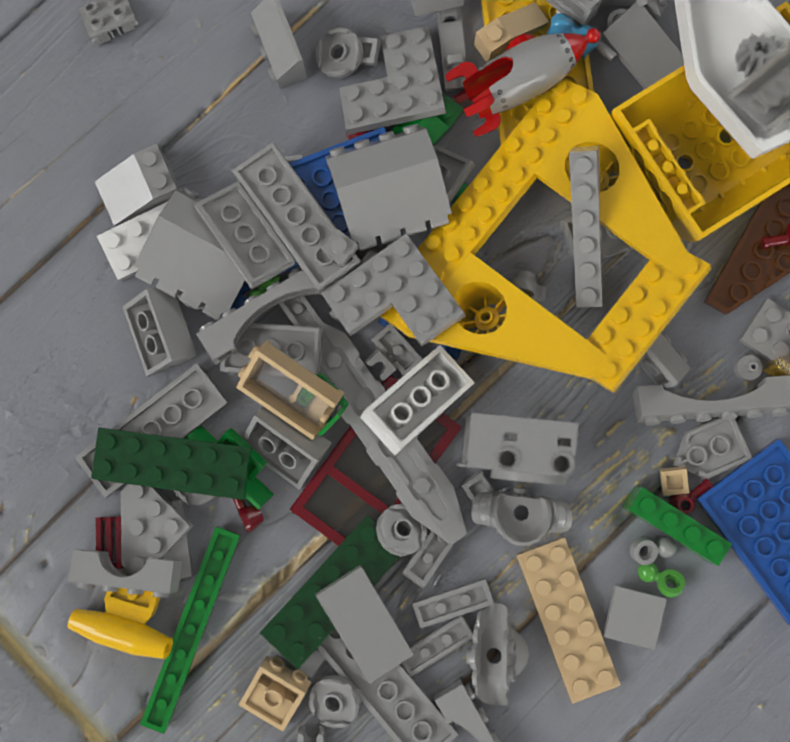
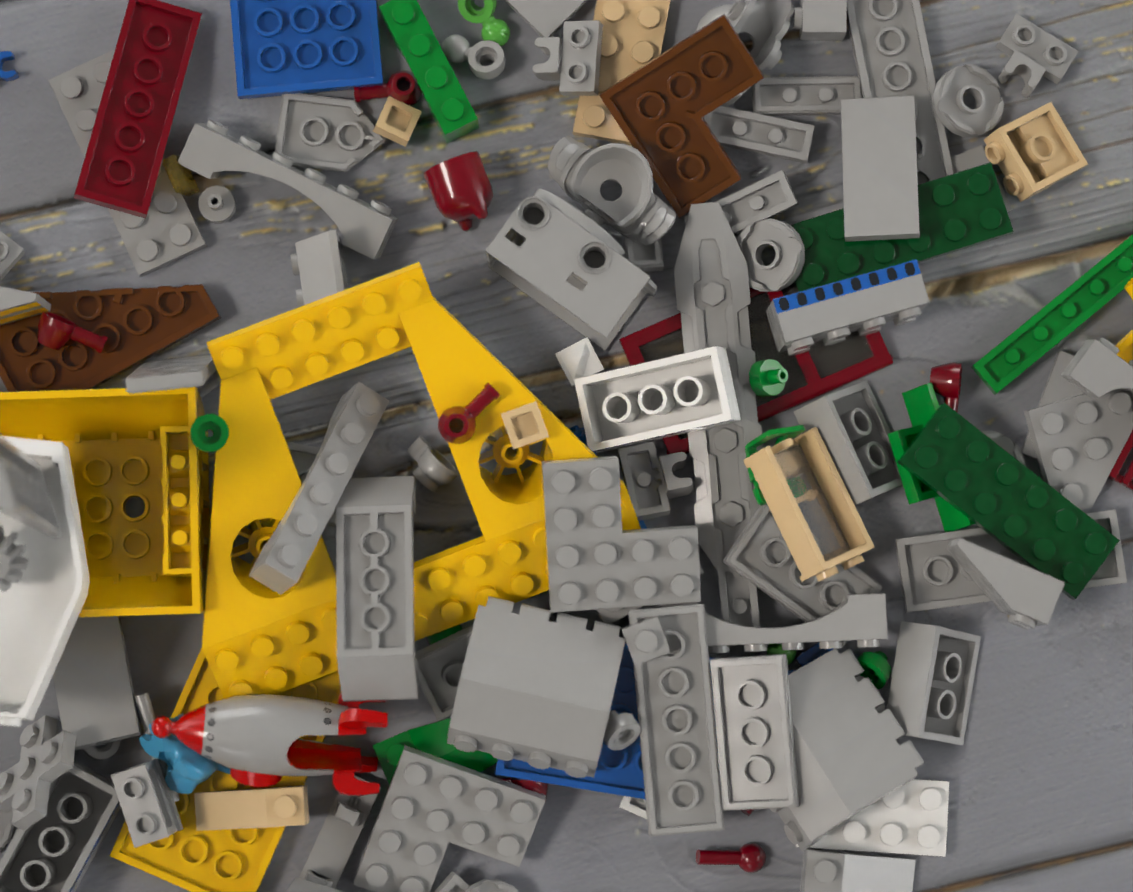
camera: 150 degrees left, 0 degrees up
(128, 410) = (1011, 586): none -> light grey slope
(196, 318) = (875, 667): none -> green tile
(211, 172) = (749, 857): none -> dark red bar
(325, 189) = (621, 730): none -> light grey tile
(330, 529) = (846, 307): none -> light grey brick
(359, 453) = (767, 377): none -> green tile
(477, 399) = (579, 361): none -> white tile
(488, 332) = (524, 425): none -> tan tile
(519, 188) = (376, 589): none -> light grey slope
(519, 588) = (665, 109): none -> reddish brown plate
(527, 316) = (467, 415): none -> dark red bar
(592, 583) = (573, 59): none -> light grey plate
(611, 461) = (461, 188): none -> dark red piece
(678, 210) = (216, 425): none -> green tile
(720, 237) = (171, 374): none -> light grey tile

